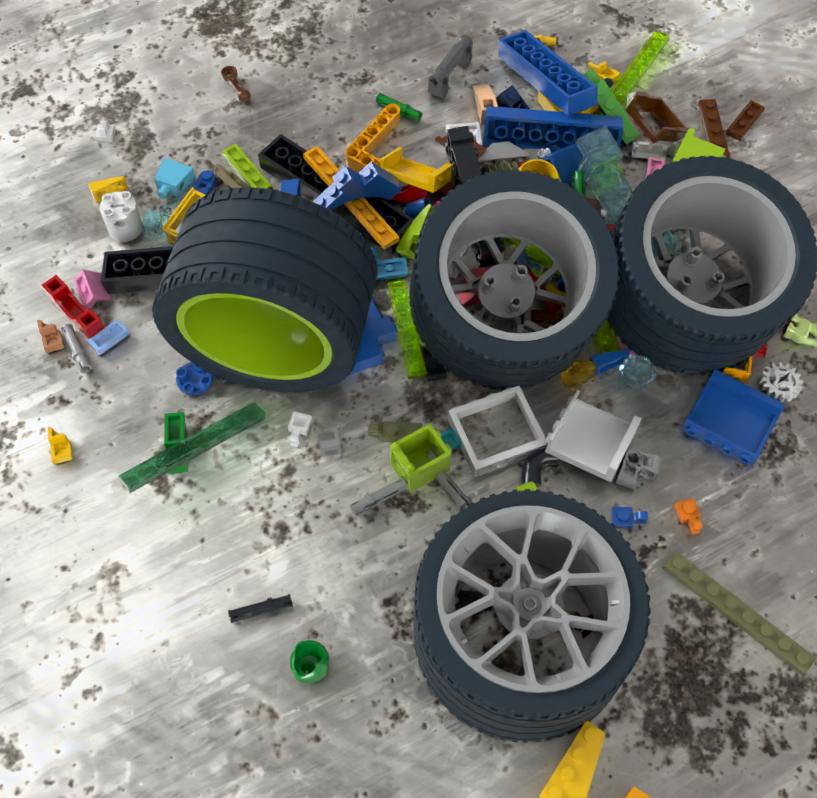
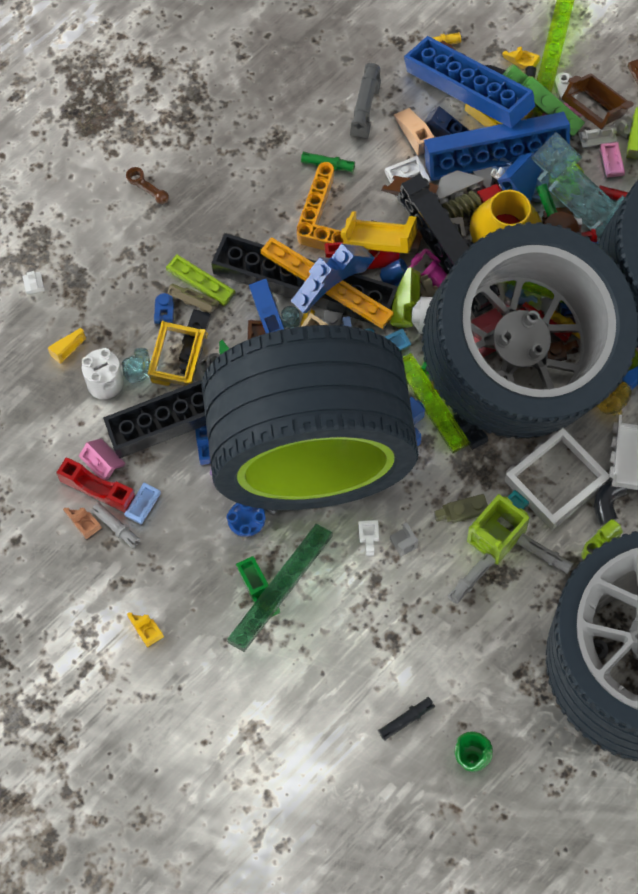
camera: 15 degrees left, 5 degrees up
(173, 178) = (130, 313): medium azure torso -> none

